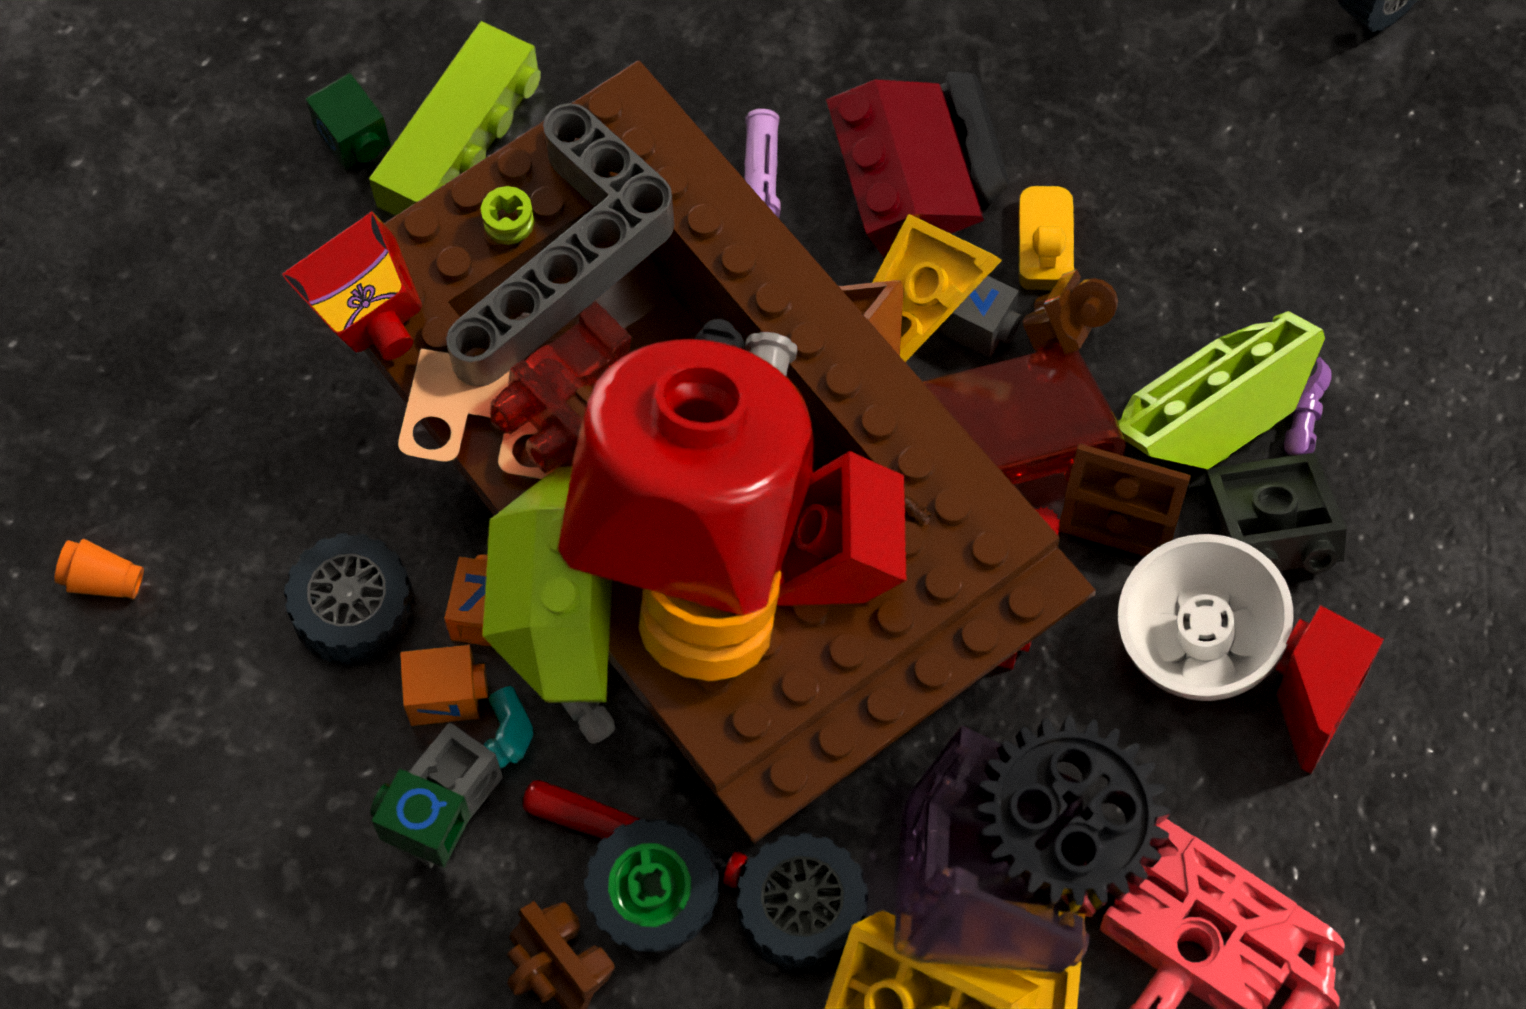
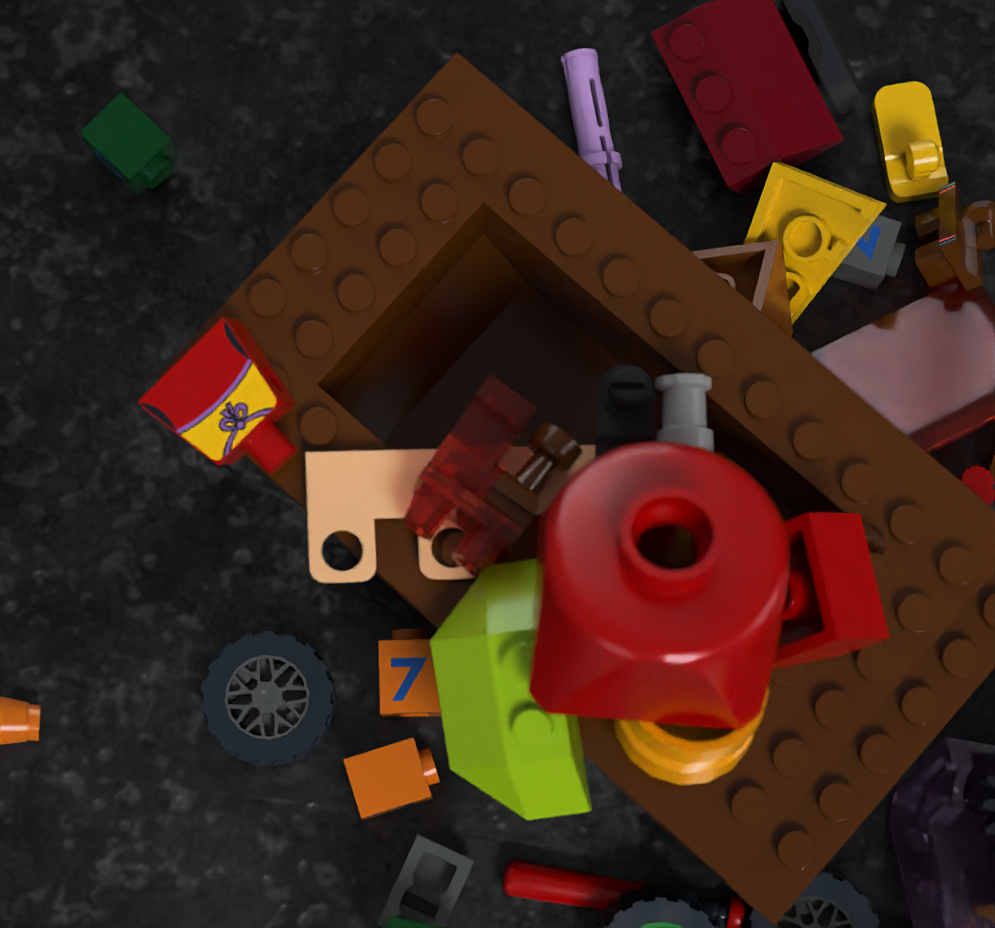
camera: 15 degrees left, 15 degrees up
(458, 118) = (249, 128): lime brick -> none
(509, 200) = (358, 258): lime bush -> none
(514, 729) = (475, 815): teal arm -> none
(573, 252) = (450, 314): dark grey beam -> none

